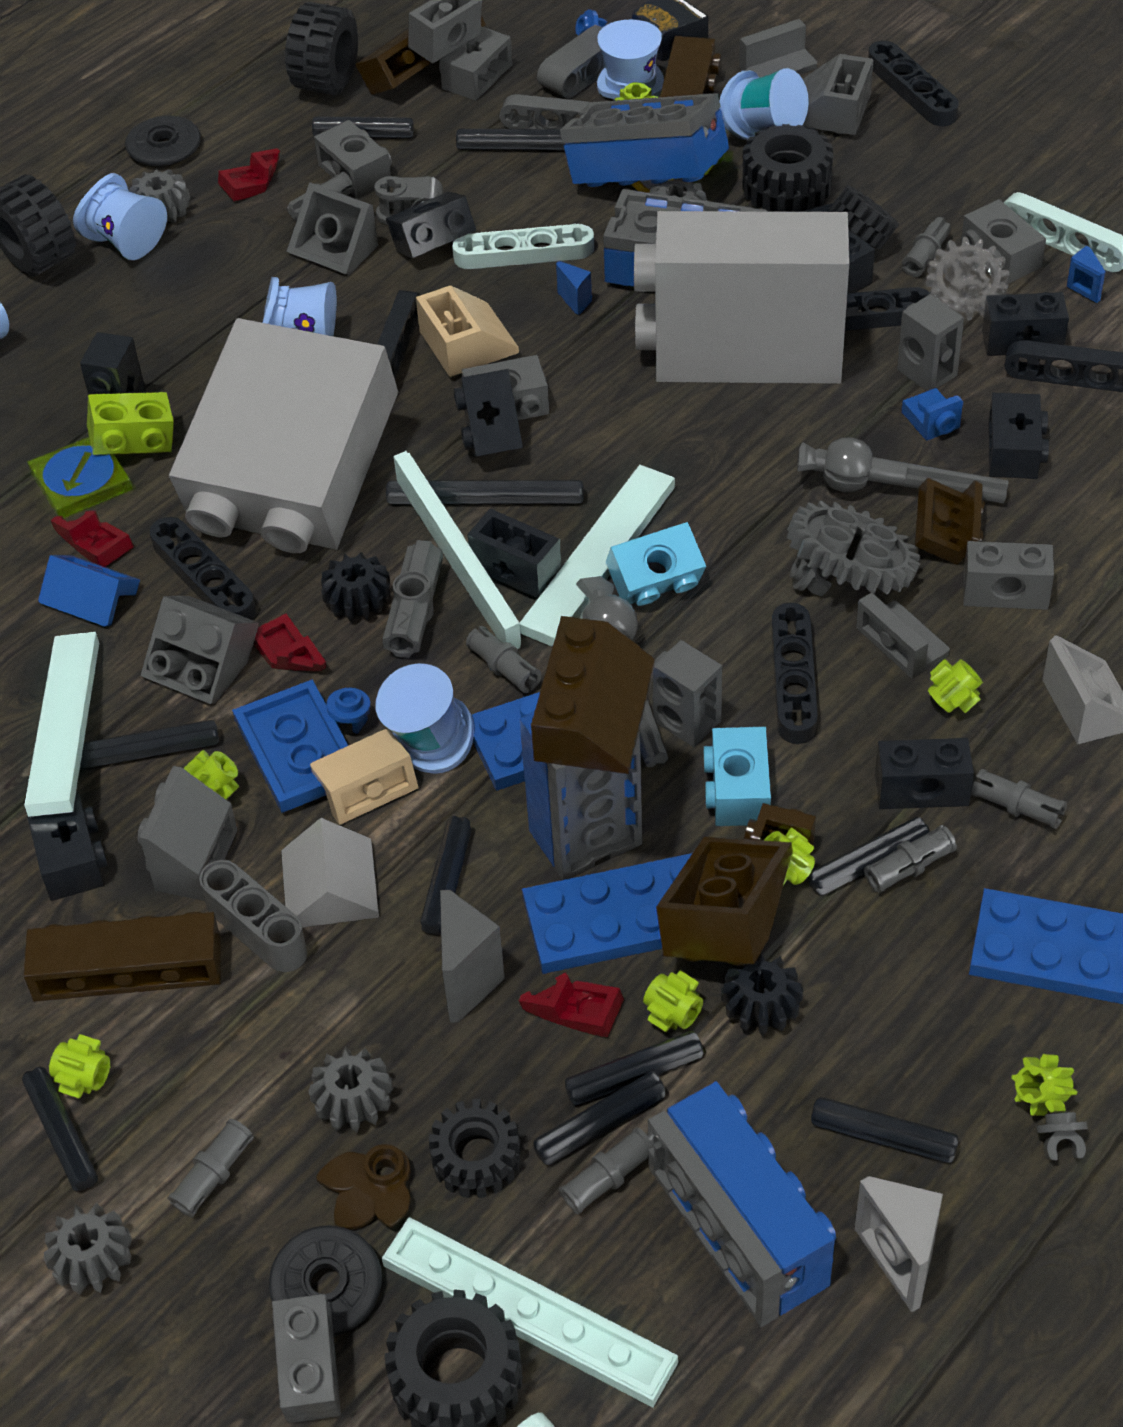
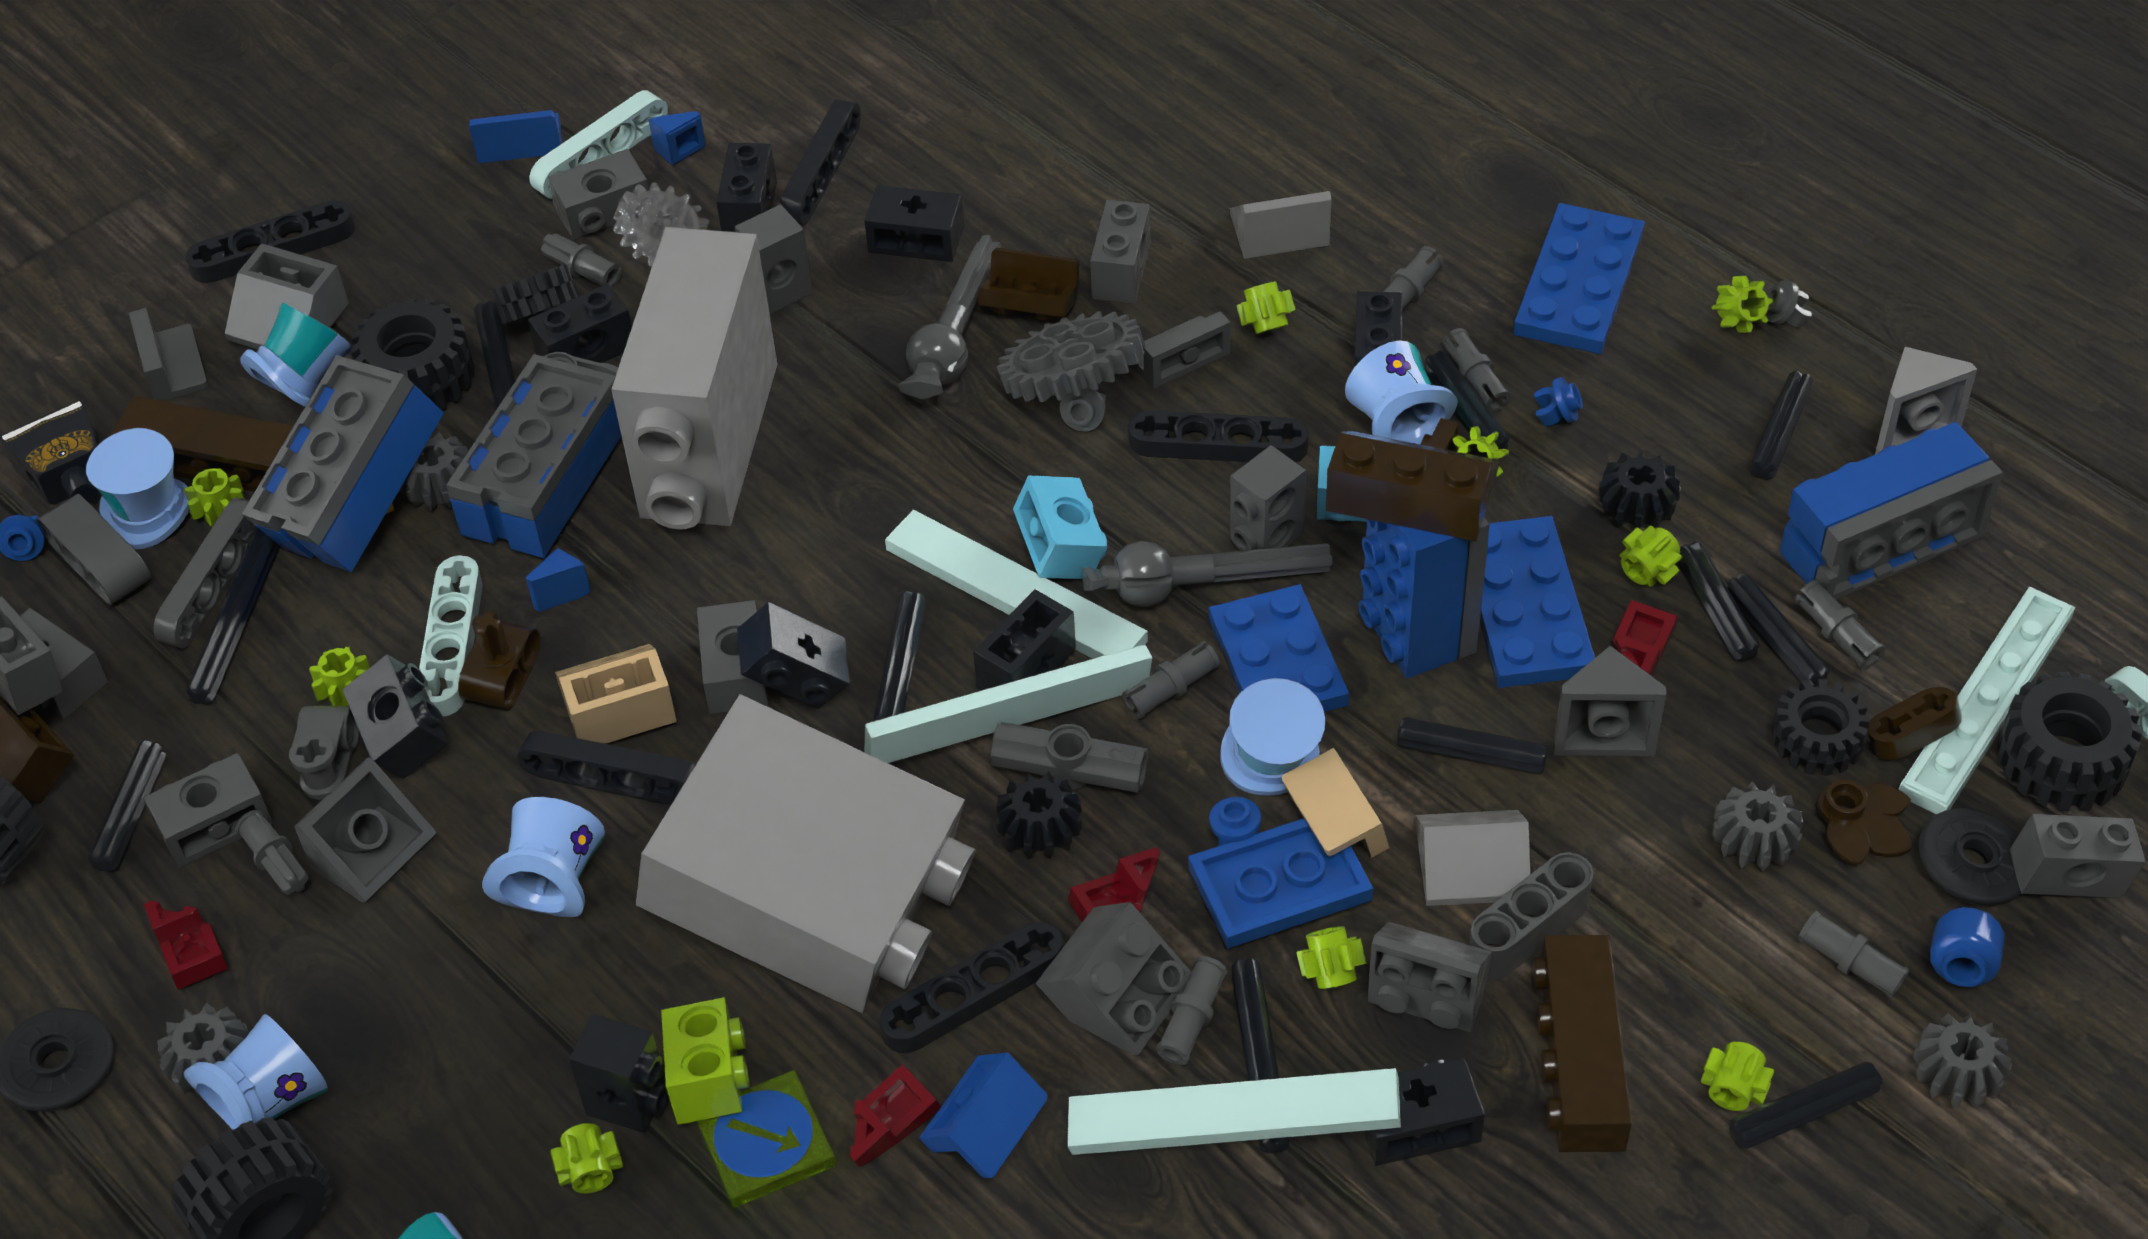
camera: 85 degrees left, 0 degrees up
(60, 382) = (586, 1158): none -> lime gear
(171, 698) = (1192, 1010): none -> dark grey pin
(210, 1259) = (1967, 947): none -> blue head
(477, 193) = (334, 672): none -> lime gear
(489, 1225) = (1914, 723): none -> dark brown beam
(491, 269) = (498, 661): none -> dark brown beam
(724, 900) = (1559, 484): dark brown slope -> none
(838, 784) = (1398, 394): none -> light blue hat
(878, 930) = (1558, 402): none -> blue plate
(933, 413) = (859, 287): blue bracket -> none
(1066, 184) = (515, 136): none -> blue panel

